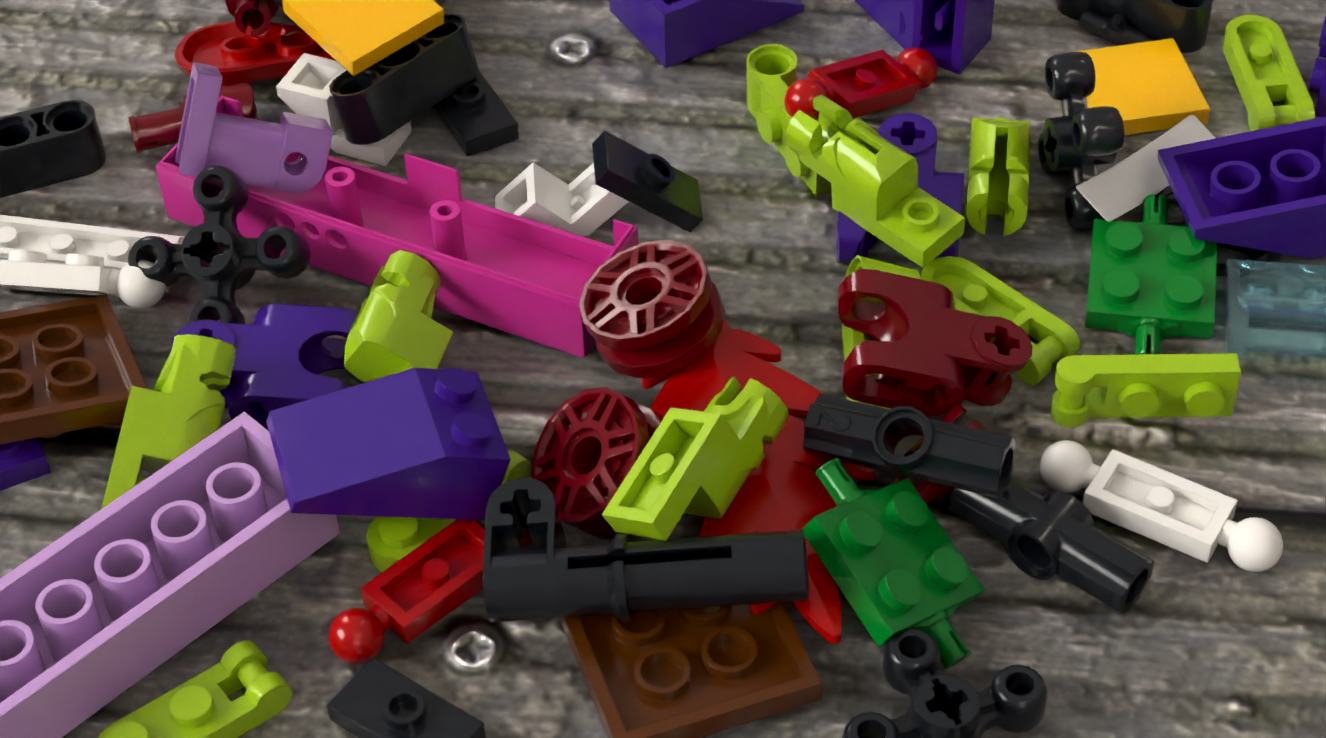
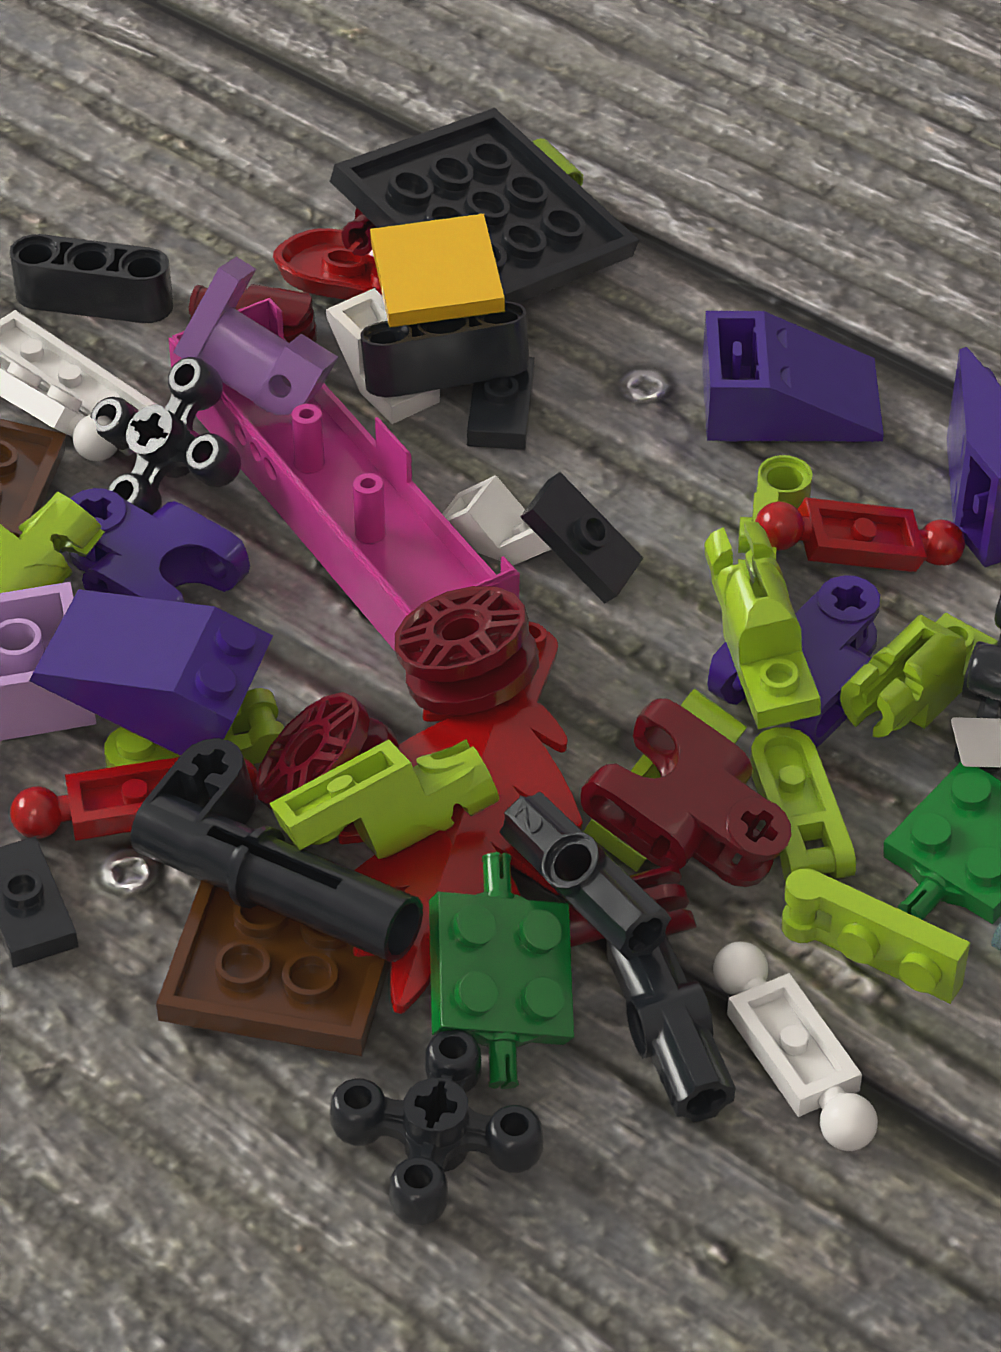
camera: 30 degrees right, 0 degrees up
(396, 322) = (259, 569): lime plate -> none

